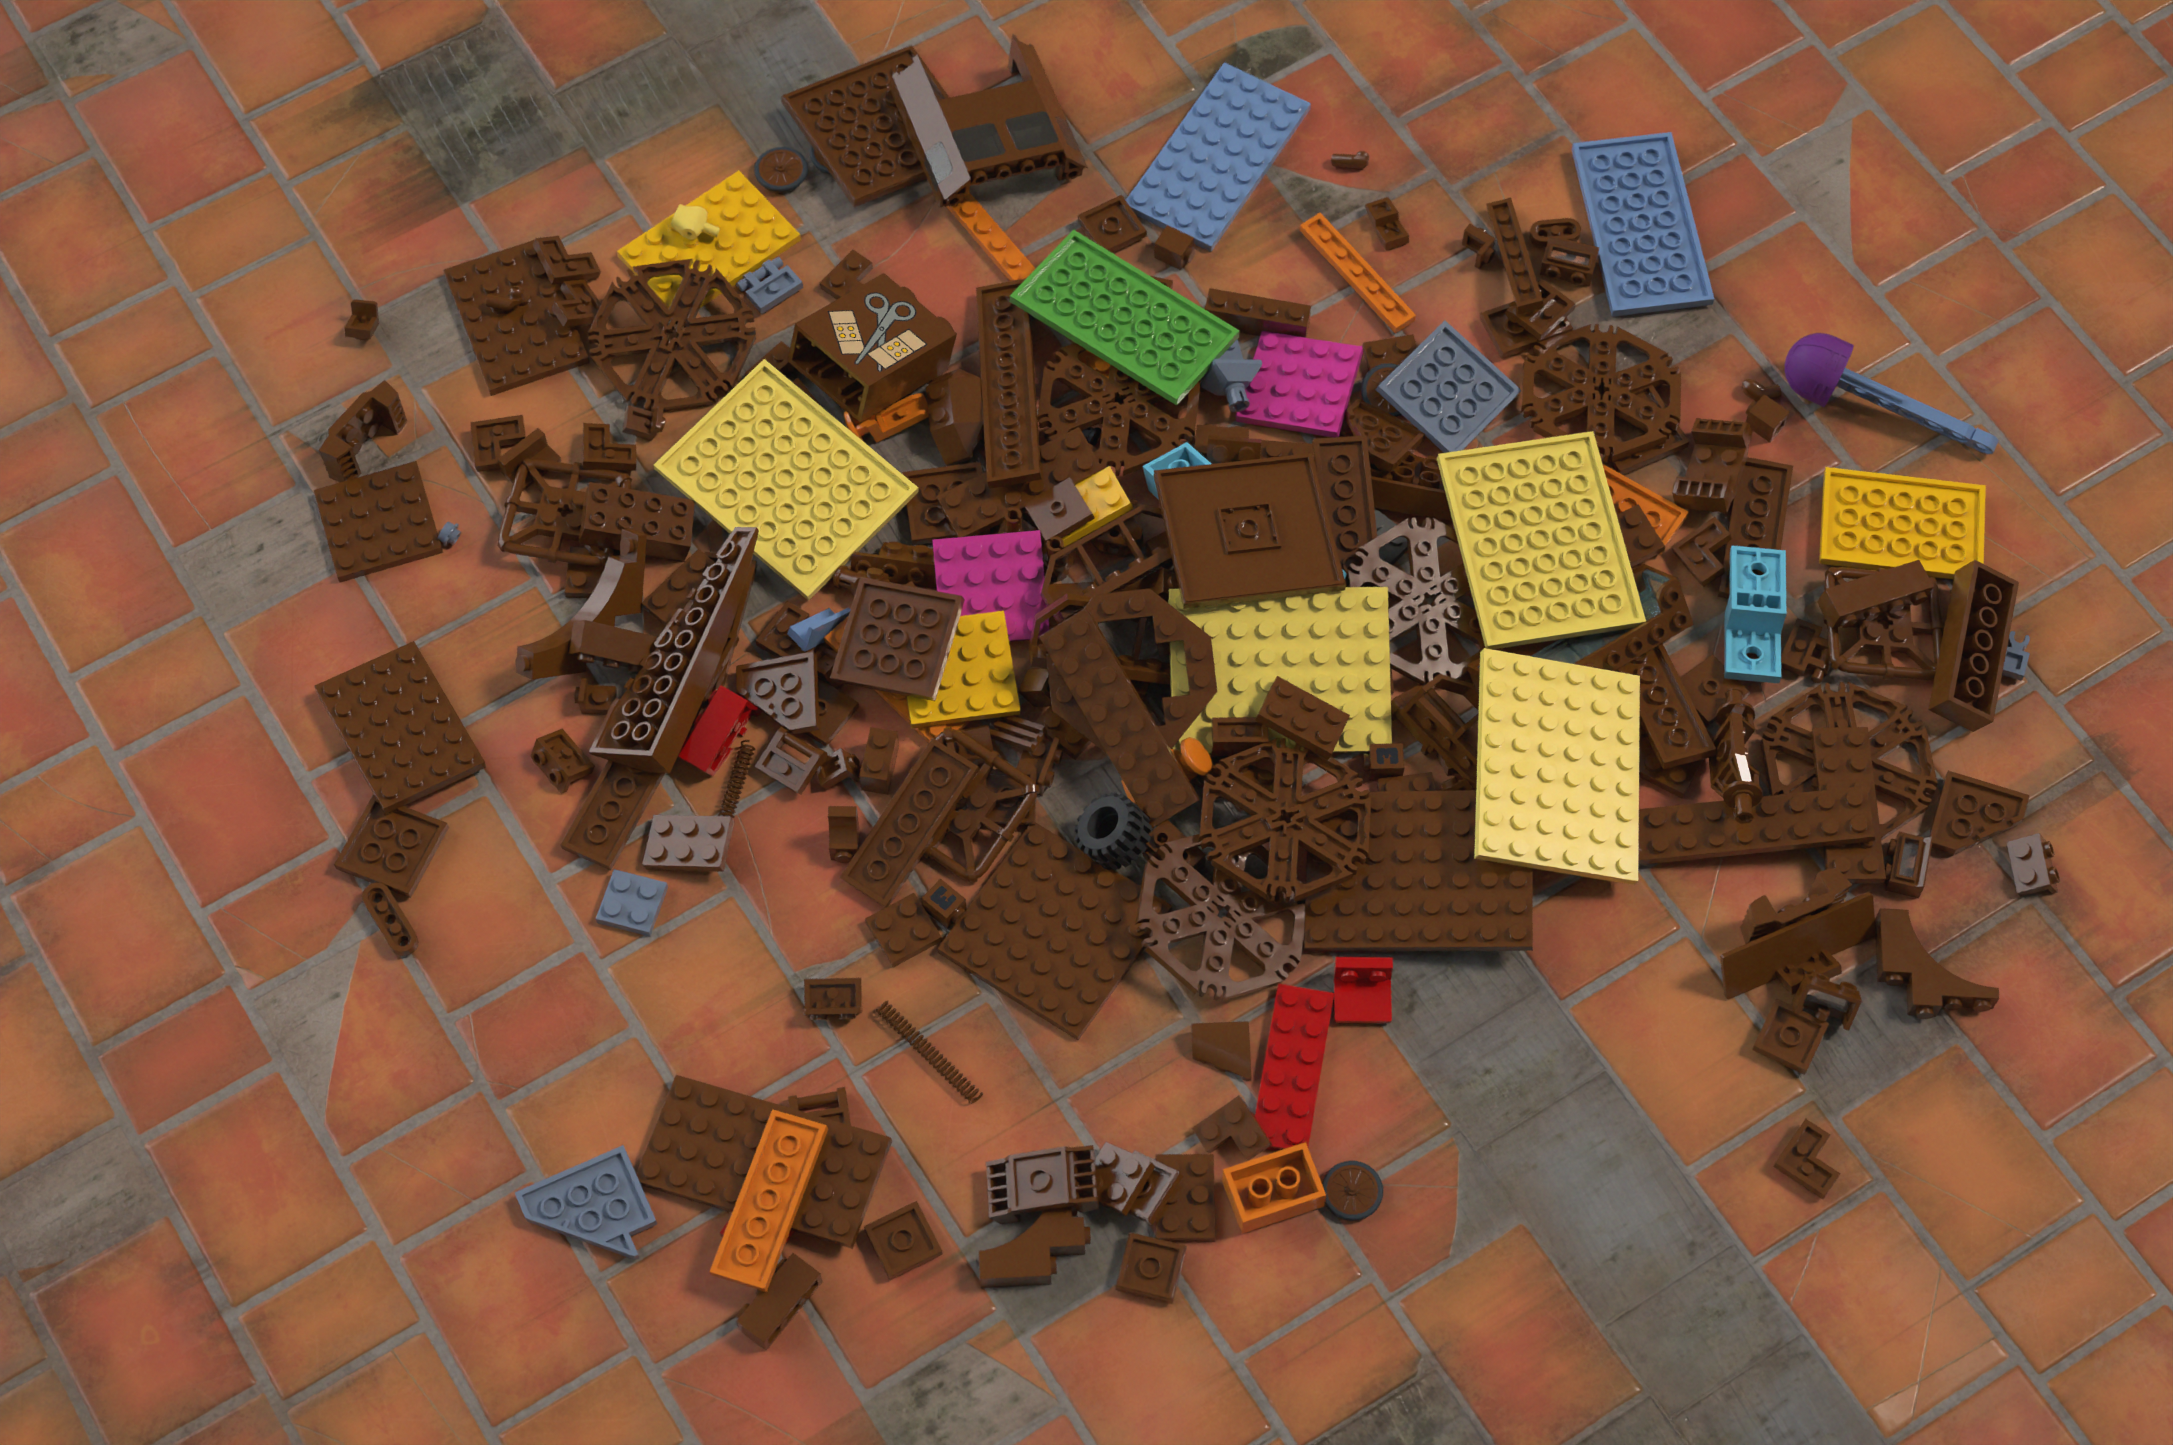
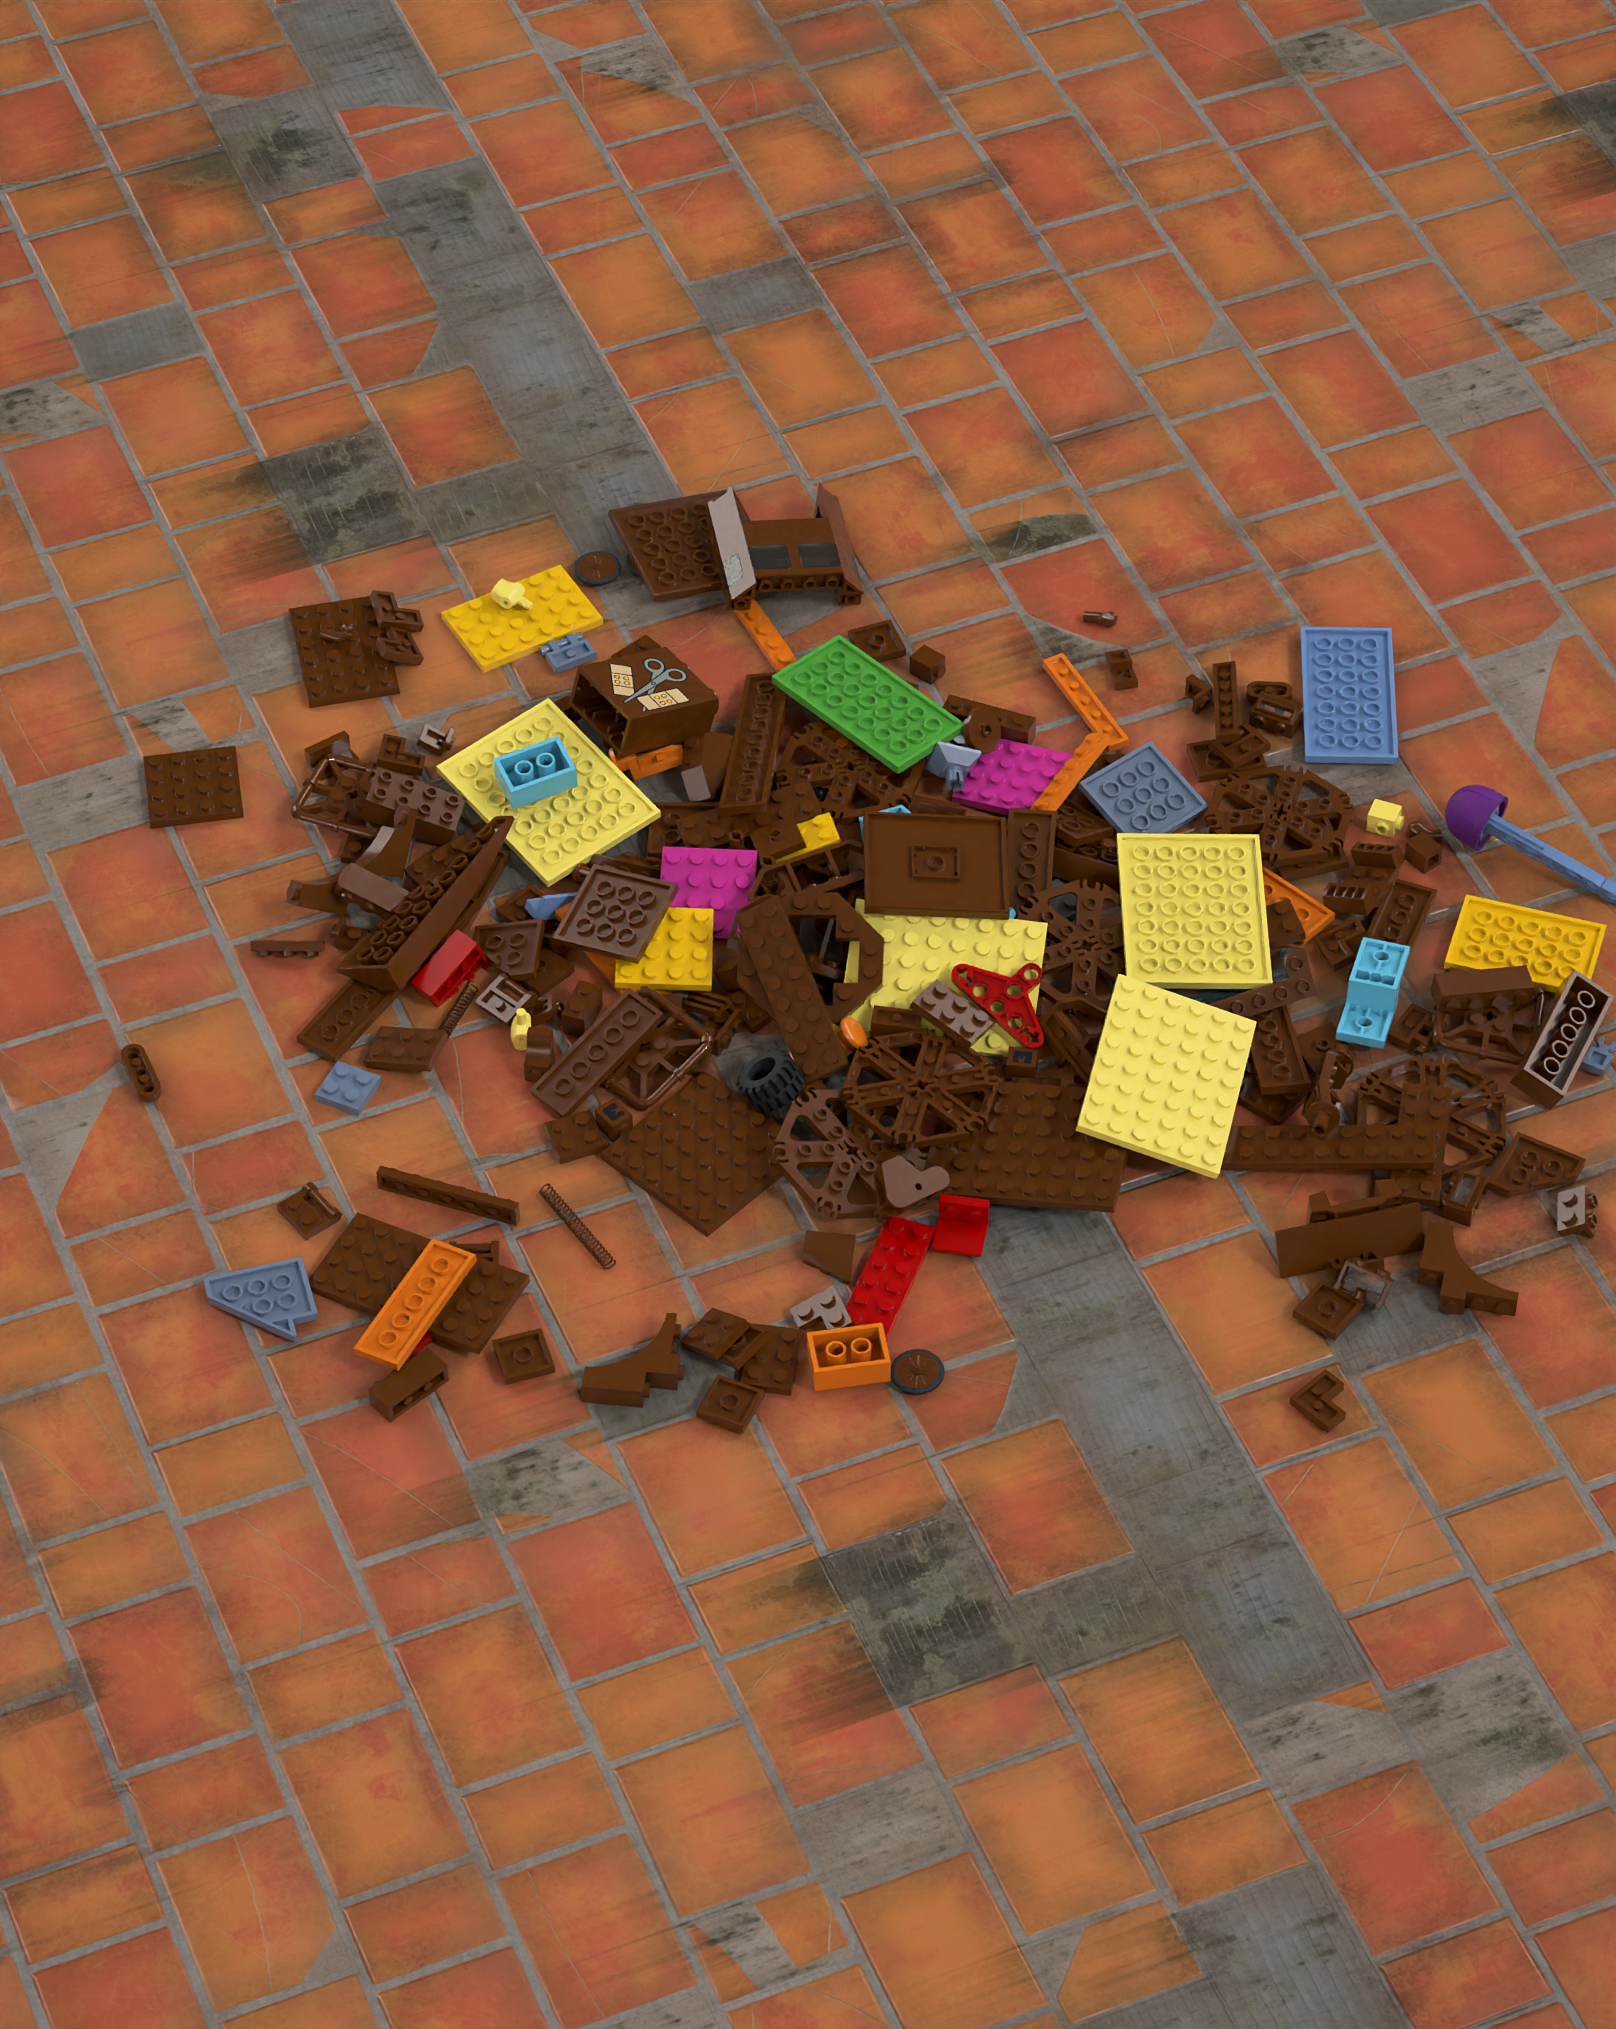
camera: 10 degrees right, 15 degrees down
(356, 426) = (190, 711): reddish brown plate -> none
(363, 319) = (213, 636): reddish brown bracket -> none
(391, 847) = (154, 1020): reddish brown plate -> none
(399, 727) = (179, 935): reddish brown plate -> none
(449, 534) = (251, 802): sand blue plate -> none
(491, 435) = (302, 735): reddish brown plate -> none
(526, 723) = (287, 947): none -> reddish brown plate
(560, 759) = (310, 976): reddish brown bracket -> none
(612, 1084) = (303, 1216): none -> reddish brown plate
(654, 339) = (466, 664): reddish brown plate -> none
(770, 463) = (535, 772): none -> medium azure brick
(783, 1035) = (448, 1195): none -> reddish brown plate
(815, 799) = (519, 1029): none -> light yellow piece
(832, 996) = (503, 1175): reddish brown bracket -> none
(1042, 1182) = (650, 1322): reddish brown plate -> none
(1217, 156) = (984, 601): medium blue plate -> none
(1257, 333) = (982, 730): none -> reddish brown plate
(1296, 961) = (904, 1187): none -> reddish brown piece
(1363, 376) = (1072, 772): none -> orange plate
(1368, 696) = (1015, 1007): none -> red beam
(1716, 379) = (1384, 818): none -> light yellow brick

